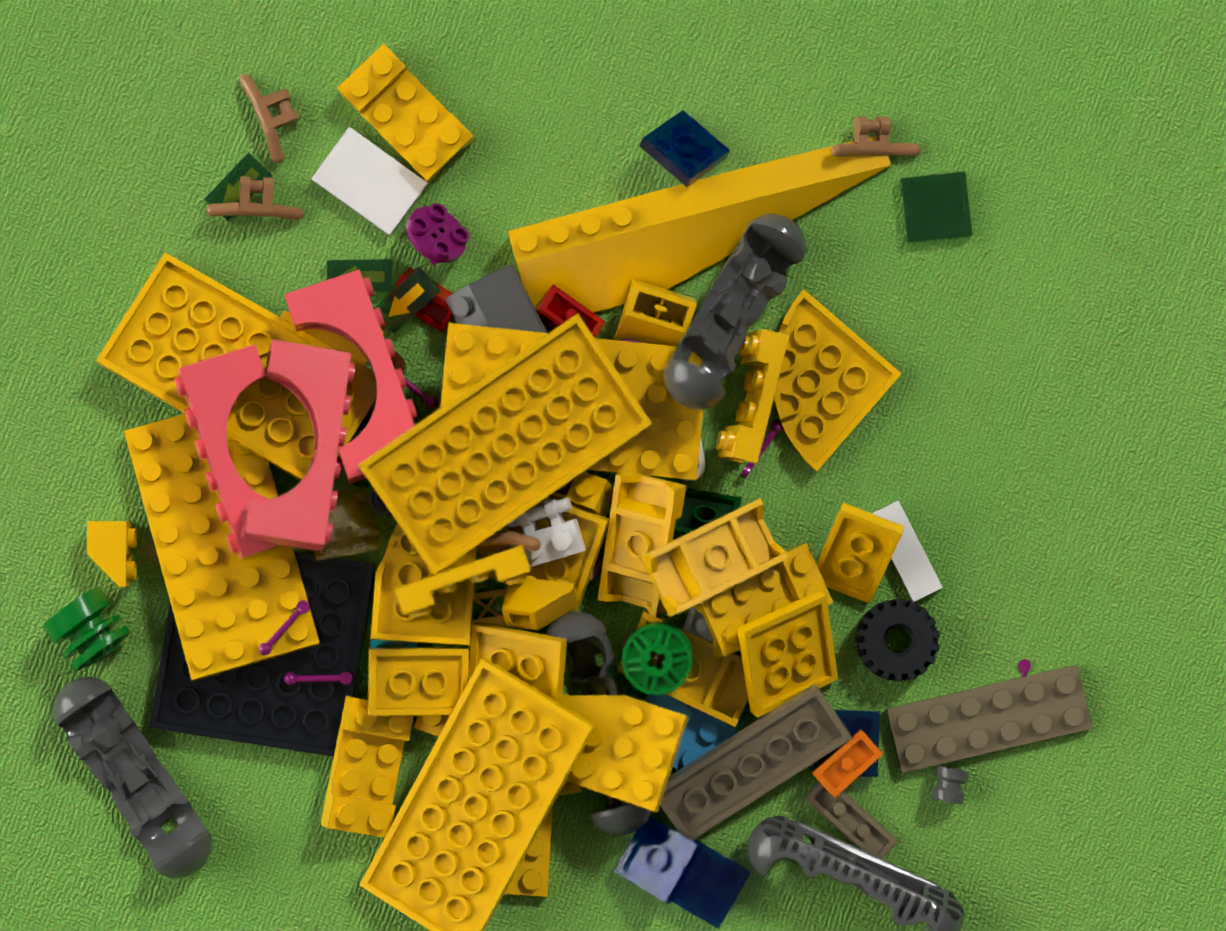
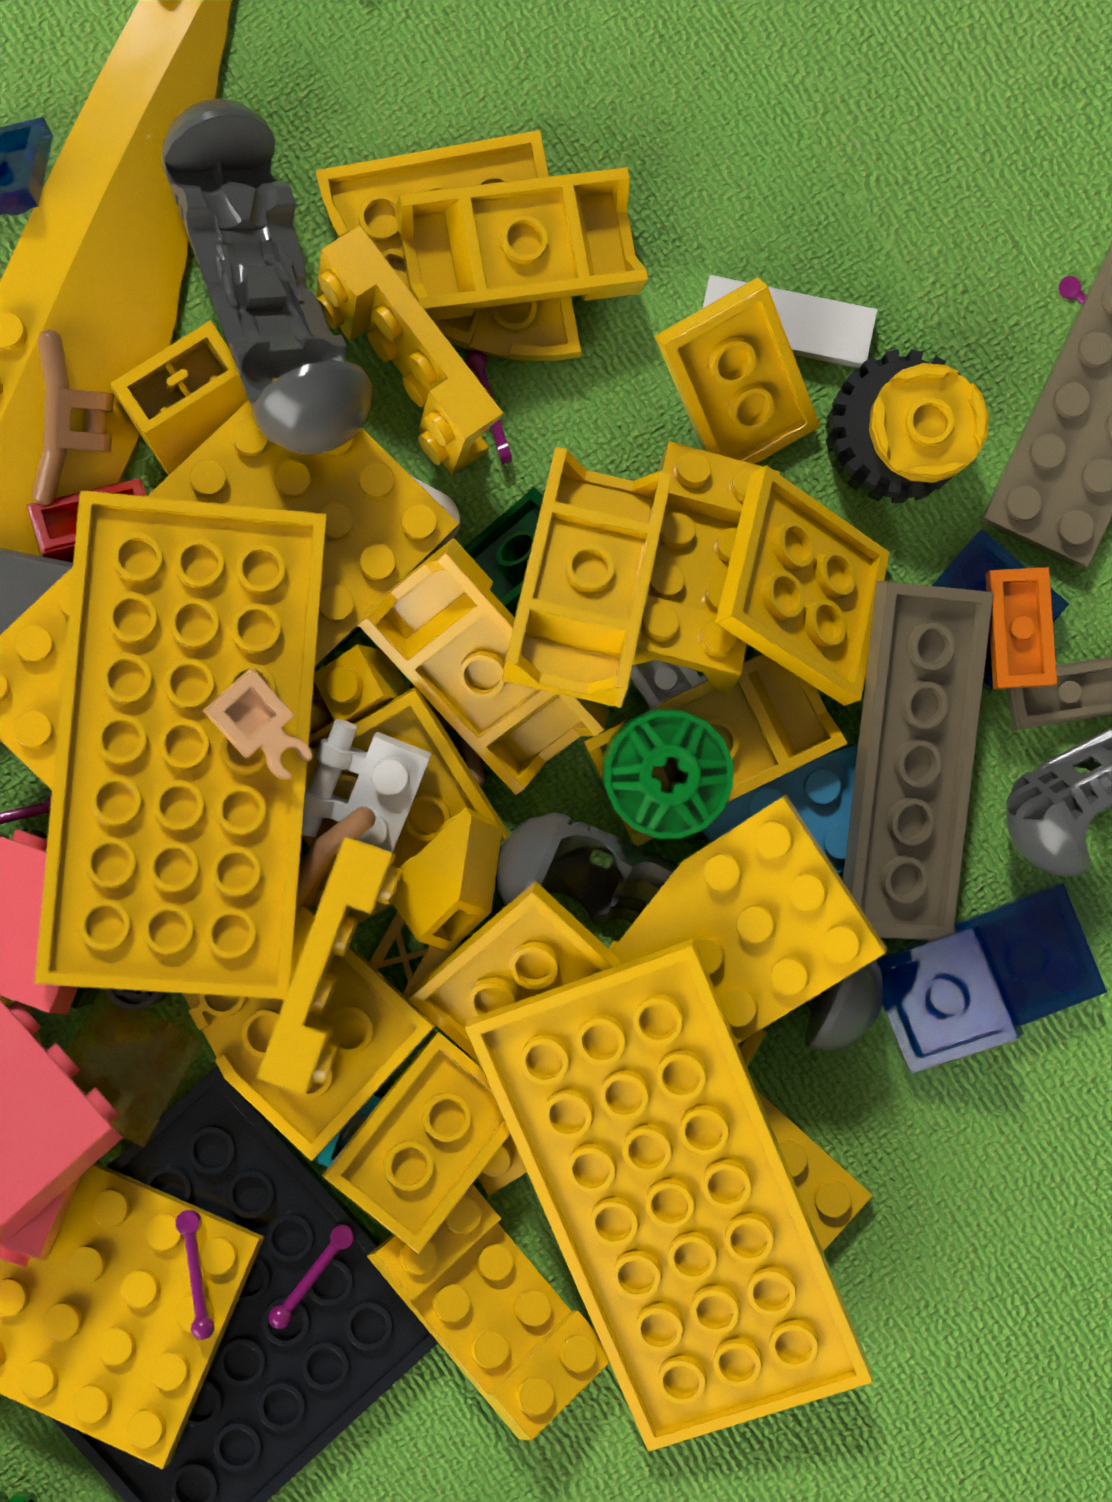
camera: 50 degrees left, 0 degrees up
(539, 465) = (253, 719): none -> light nougat plate
(601, 269) = (57, 408): none -> medium nougat piece
(841, 407) = (519, 242): none -> yellow piece
(905, 650) = (928, 423): none -> yellow tile

